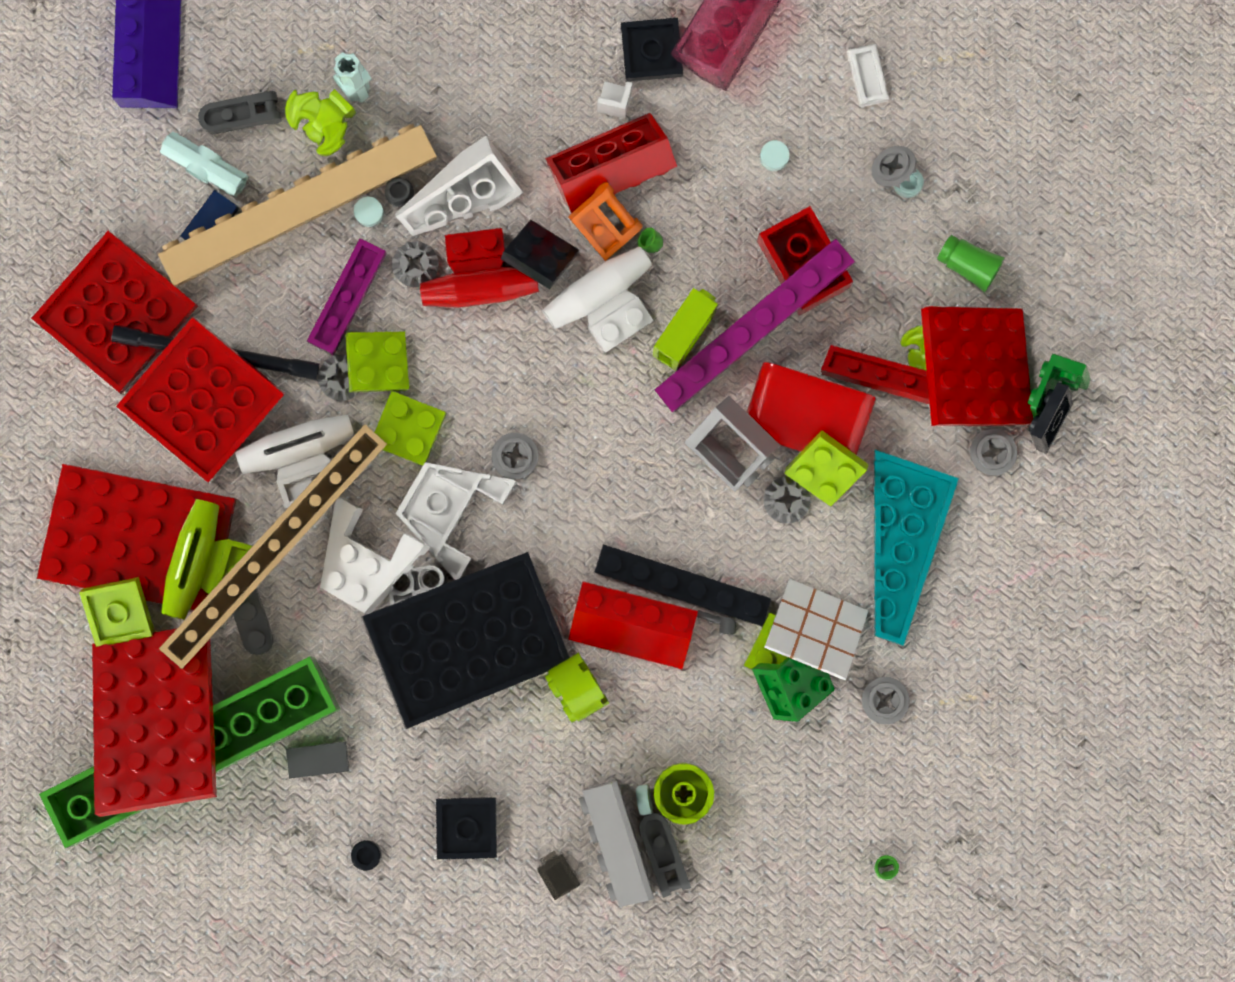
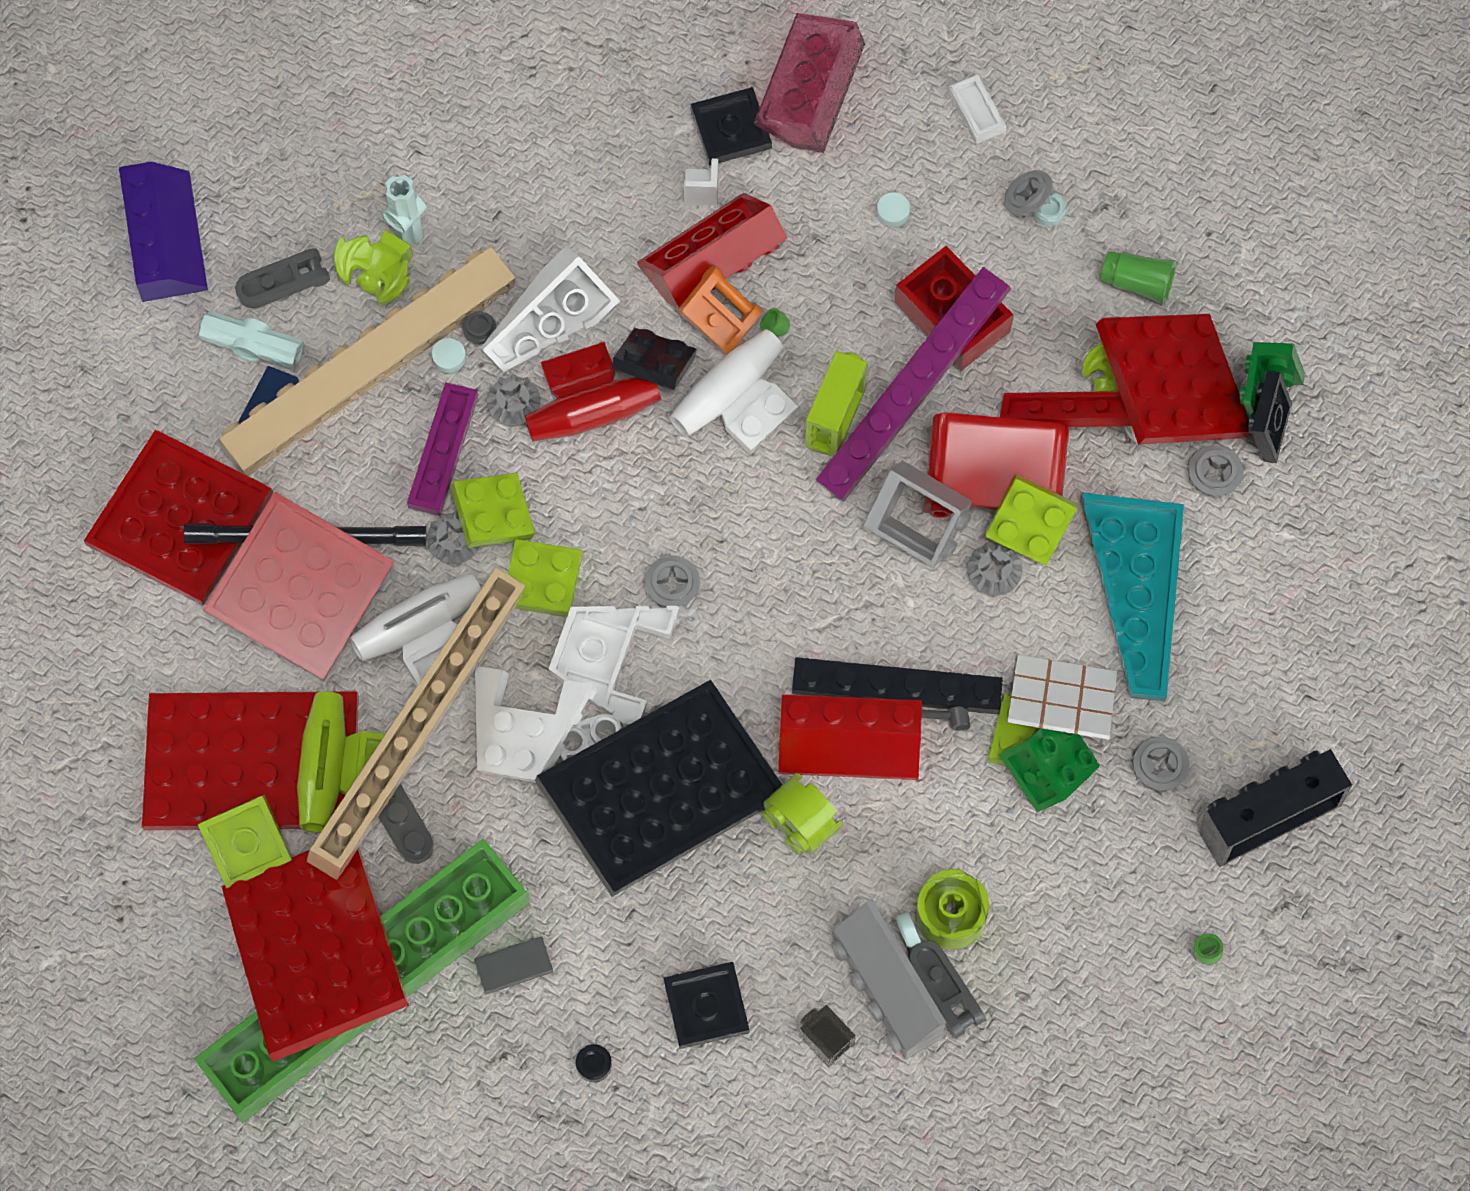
camera: 10 degrees left, 15 degrees down
(969, 764) = (1274, 807): none -> black piece

